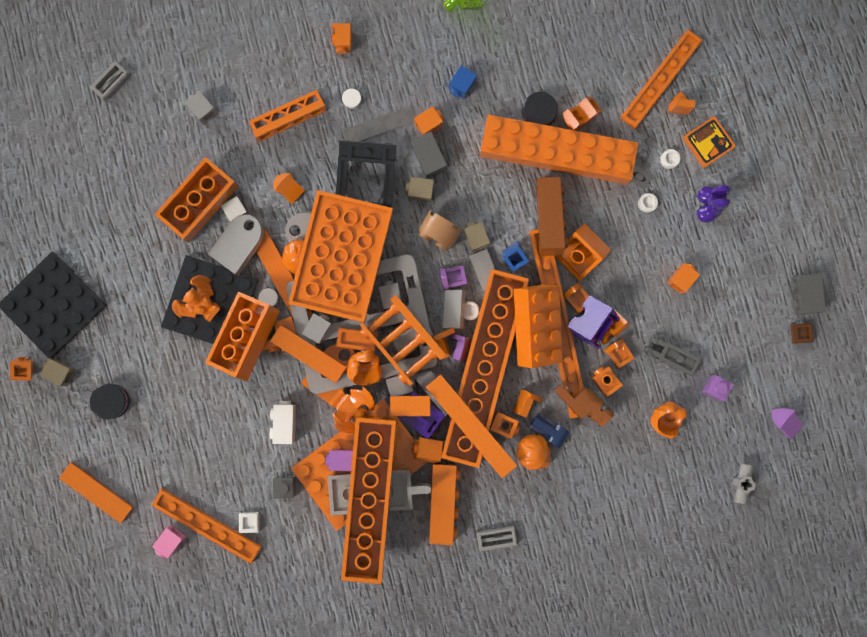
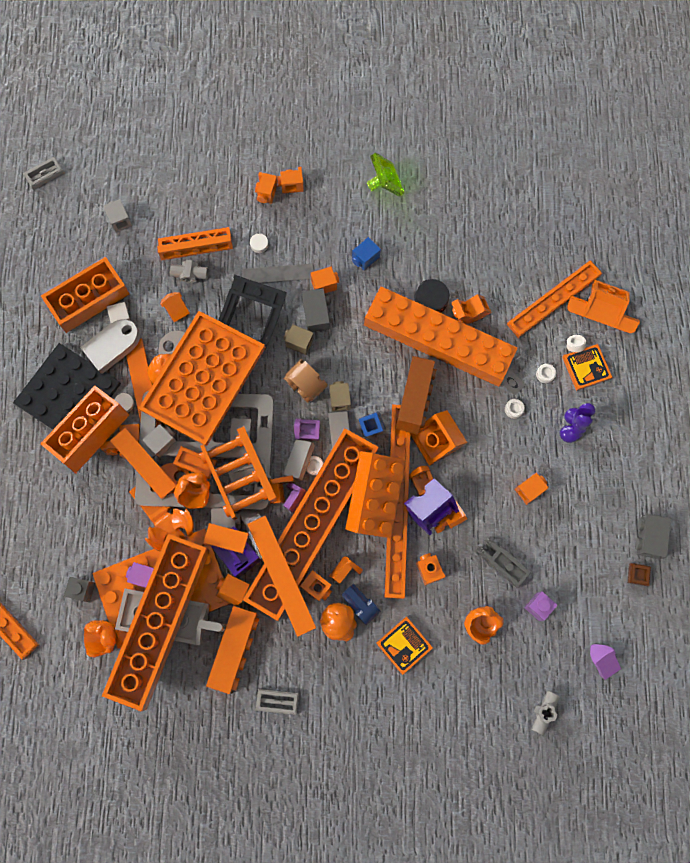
camera: 10 degrees right, 10 degrees down
(197, 301) = (53, 386): orange animal -> none
(249, 522) = (34, 617): white tile -> none
(283, 423) = (99, 525): white brick -> none
(291, 147) = (189, 271): none -> light grey axle
(317, 526) = (99, 638): none -> orange hair
(365, 23) = (291, 181): none -> orange brick
(586, 403) = (404, 584): dark orange plate -> none
(599, 457) = (404, 645): none -> tile
(619, 353) = (450, 545): orange tile -> none
(681, 105) = (568, 326): orange tile -> none
(693, 121) = (576, 343): none -> white tile
(714, 74) = (605, 306): none -> orange plate

